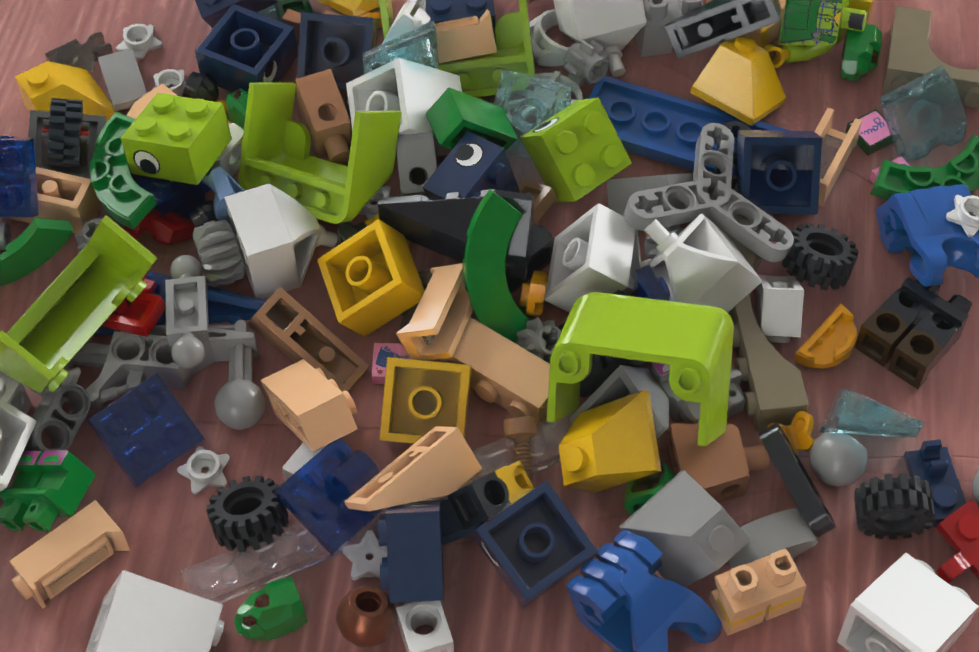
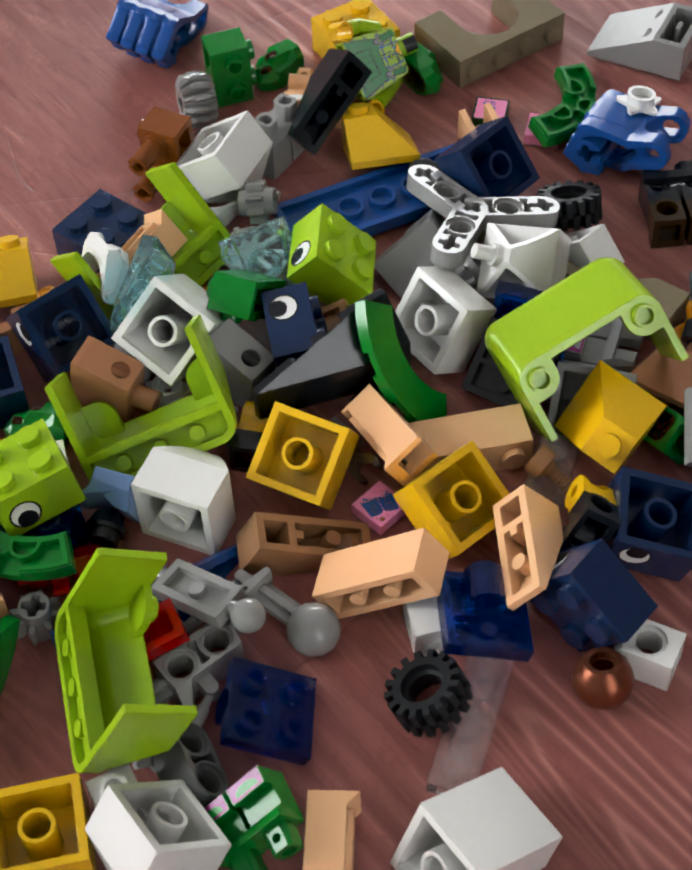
camera: 45 degrees left, 5 degrees down
(200, 460) = (338, 691): white plate -> none
(218, 253) = (157, 532): light grey gear -> none
(271, 612) = (530, 741): green rock -> none
(357, 554) = (554, 646): white plate -> none
(534, 293) = (430, 370): light orange plate -> none
(539, 338) = (468, 397): light grey gear -> none
(830, 342) = (638, 250): light orange plate -> none
(924, 114) = (519, 73): clear light blue slope -> none

